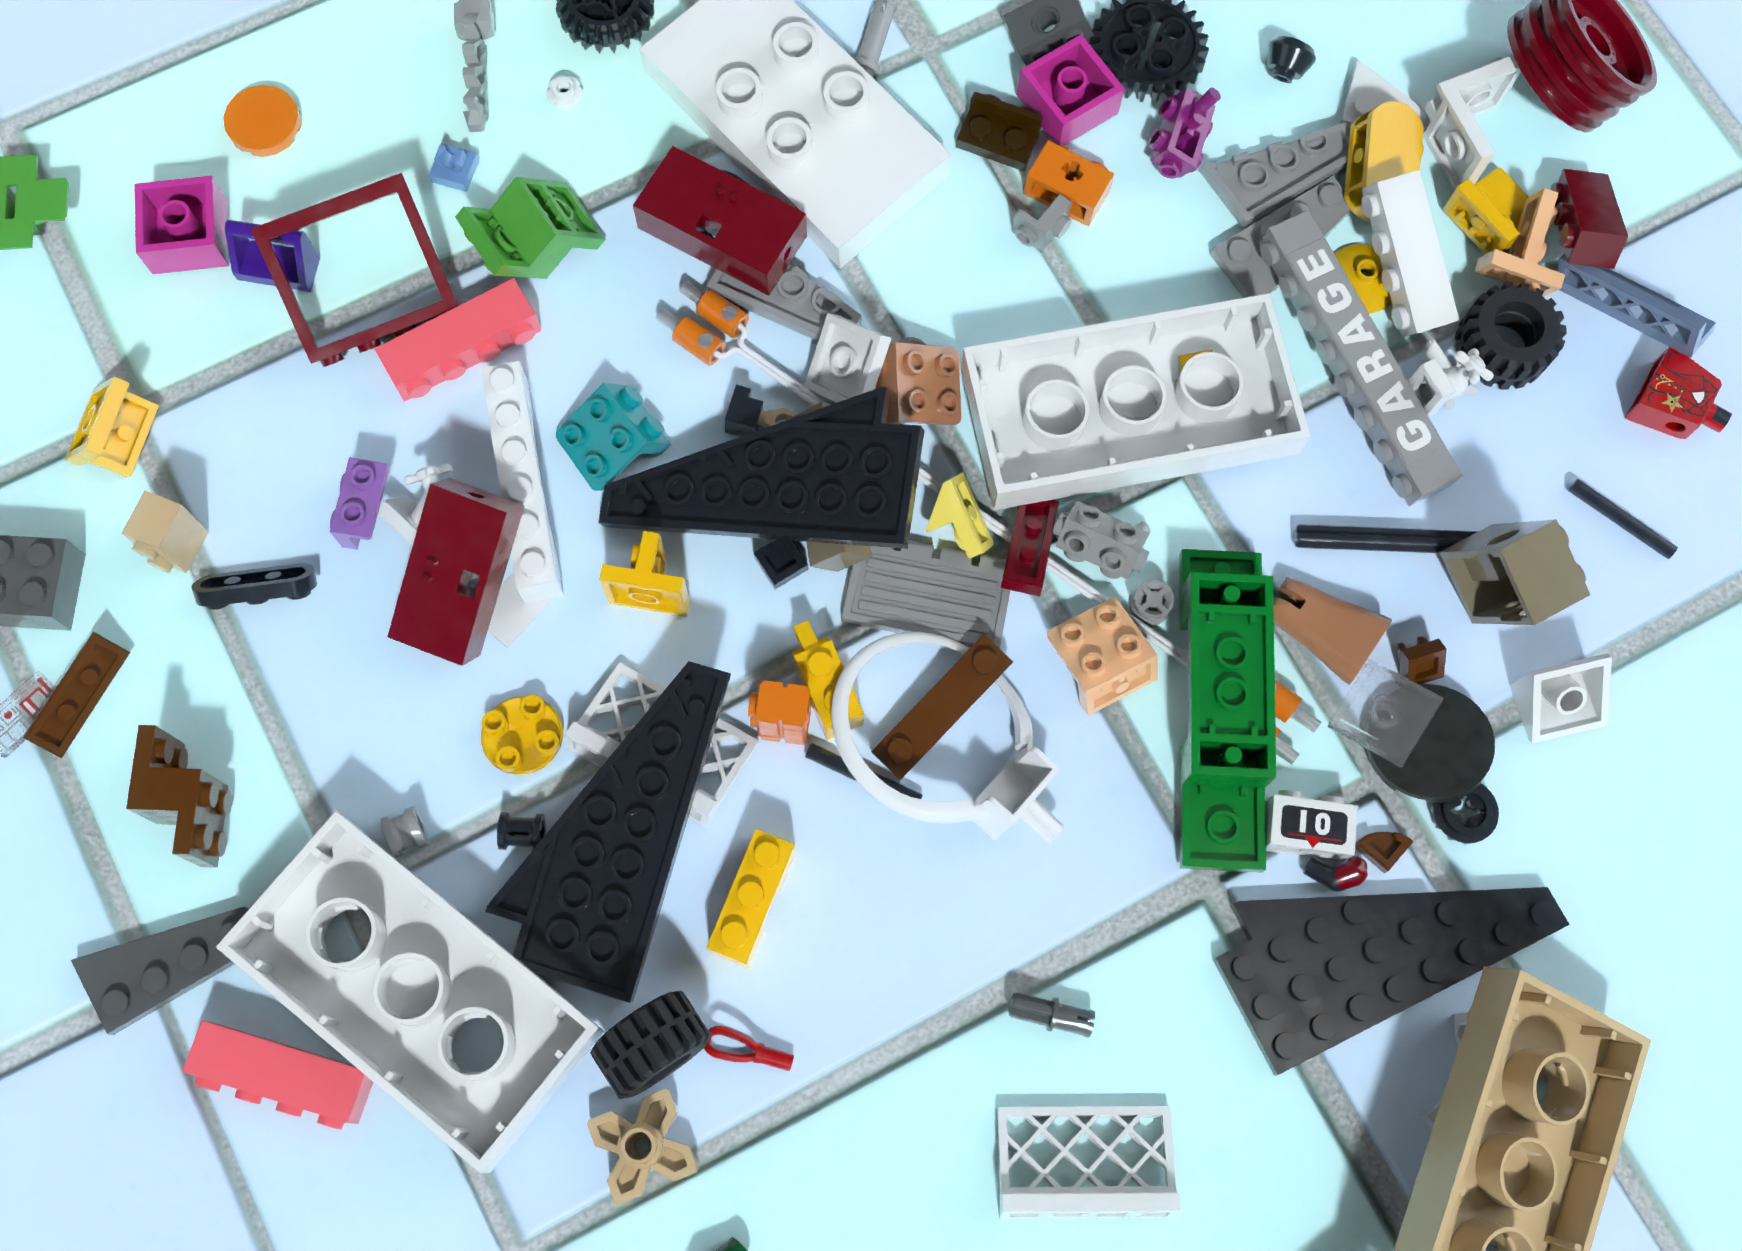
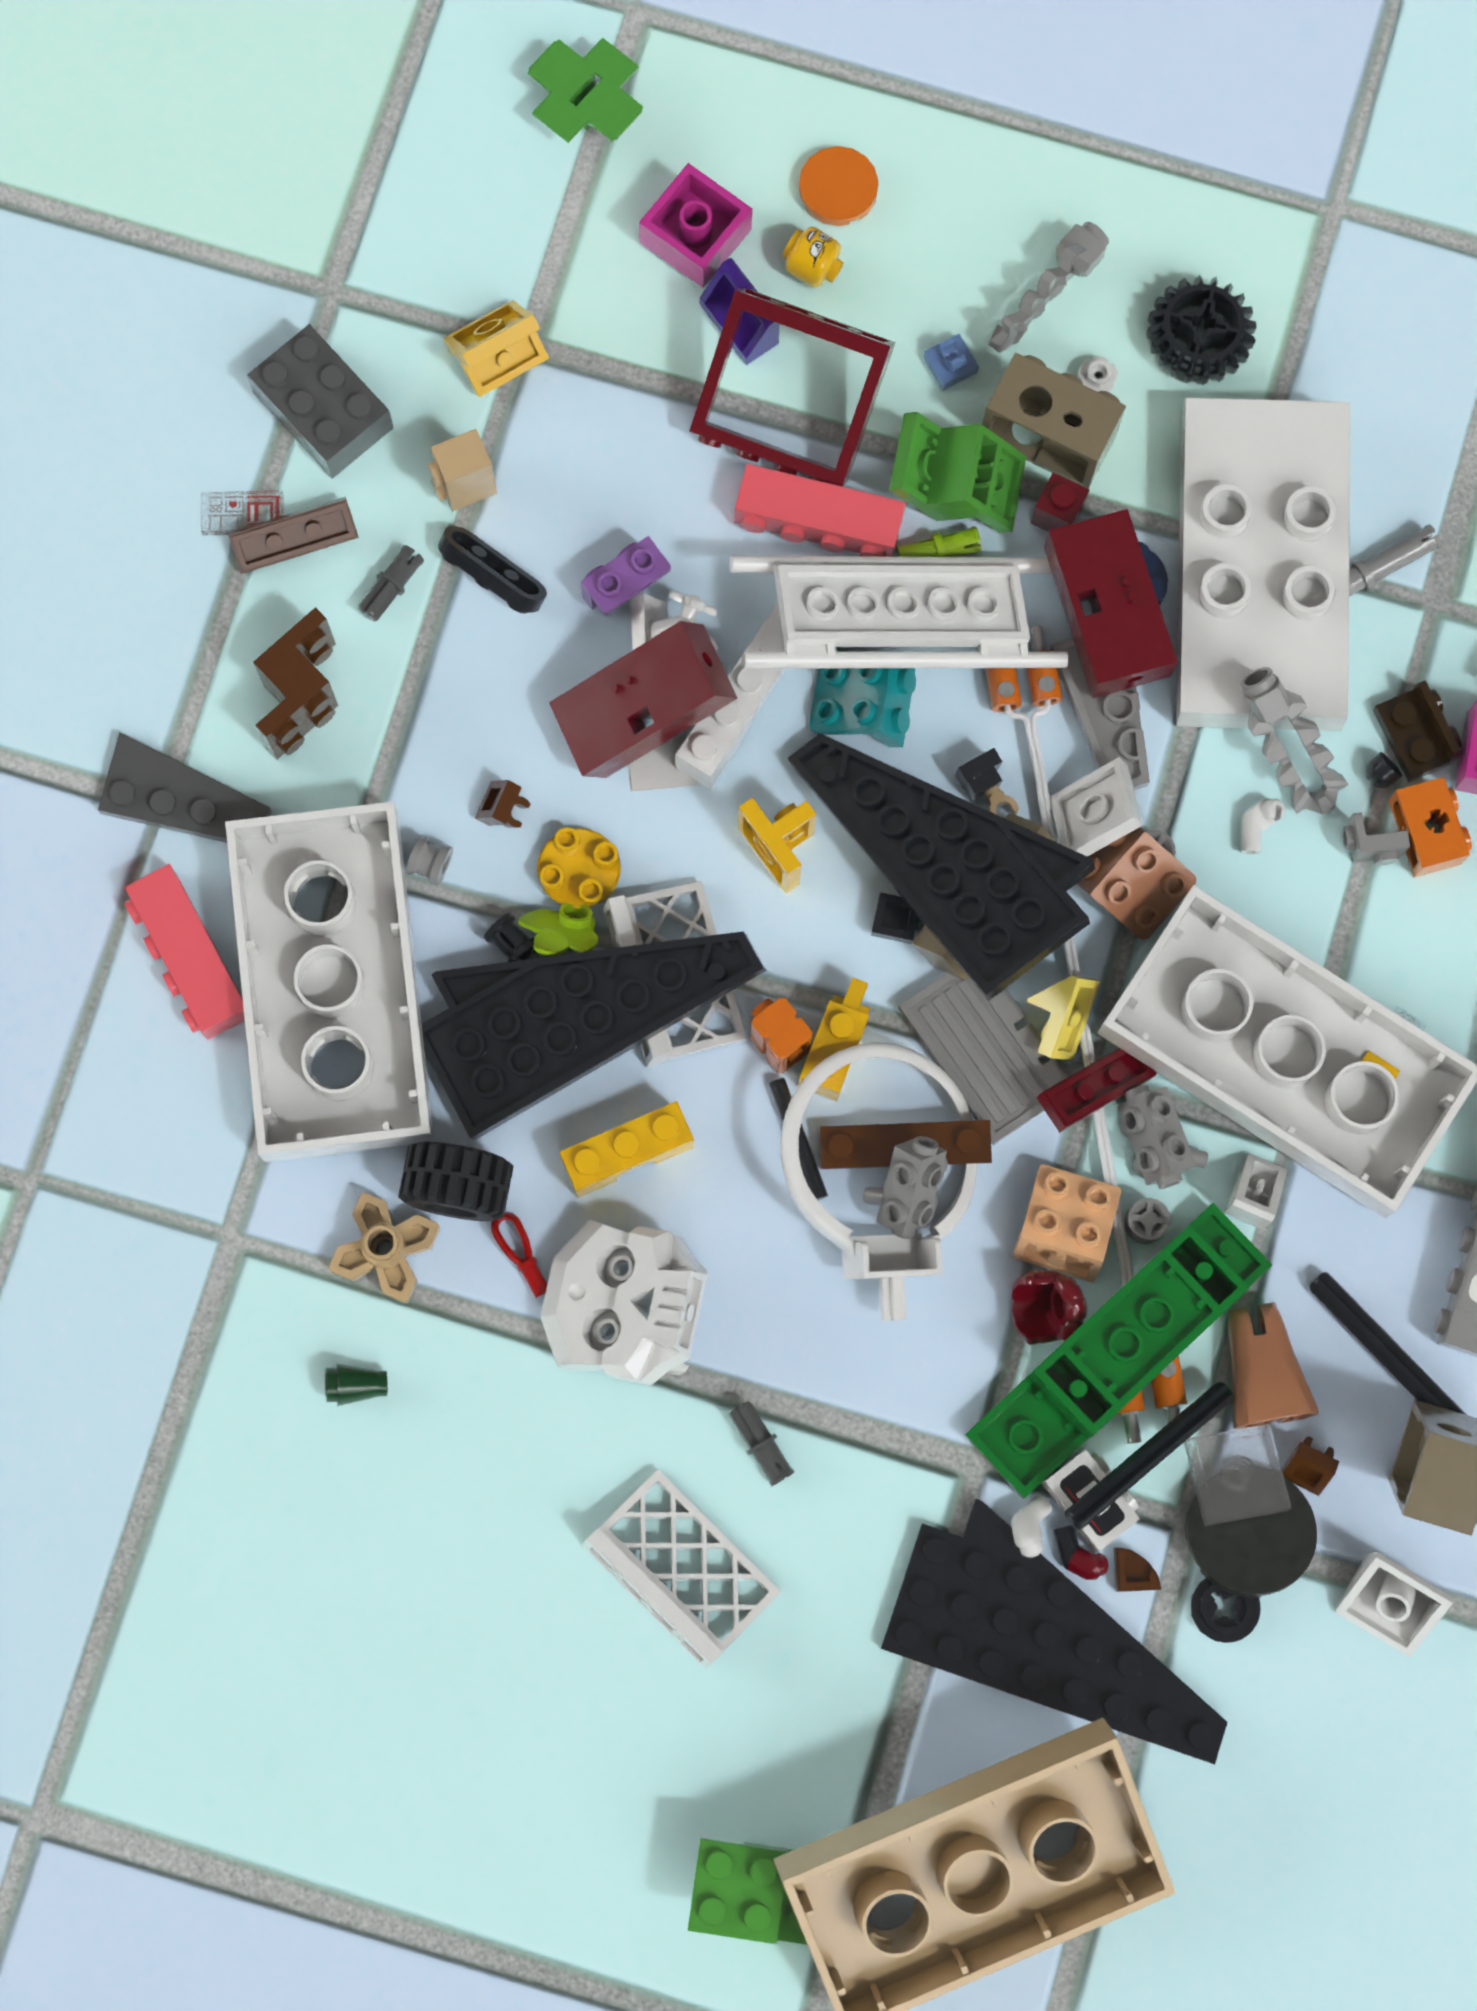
camera: 45 degrees right, 5 degrees up
(186, 663) = (390, 583): none -> dark grey axle
(288, 177) = (813, 257): none -> yellow head
(418, 742) = (499, 802): none -> reddish brown tile
(552, 788) = (561, 930): none -> lime plate
(566, 293) = (946, 545): none -> lime pin
(569, 124) = (1070, 418): none -> dark tan piece
(575, 345) = (900, 604): none -> white piece
(620, 190) = (1059, 503): none -> dark red brick
(830, 1029) = (590, 1296): none -> white brick
(896, 183) = (1270, 704): none -> light grey sword
(955, 280) = (1257, 820): none -> white arm
(977, 732) = (910, 1187): none -> light grey brick
(1005, 174) = (1384, 770): none -> black hinge
(1150, 722) = (1047, 1306): none -> dark red hair
(1202, 516) = (1256, 1192): none -> white slope
(1288, 888) = (1027, 1528): none -> white arm
(1319, 758) = (1148, 1456): none -> black axle

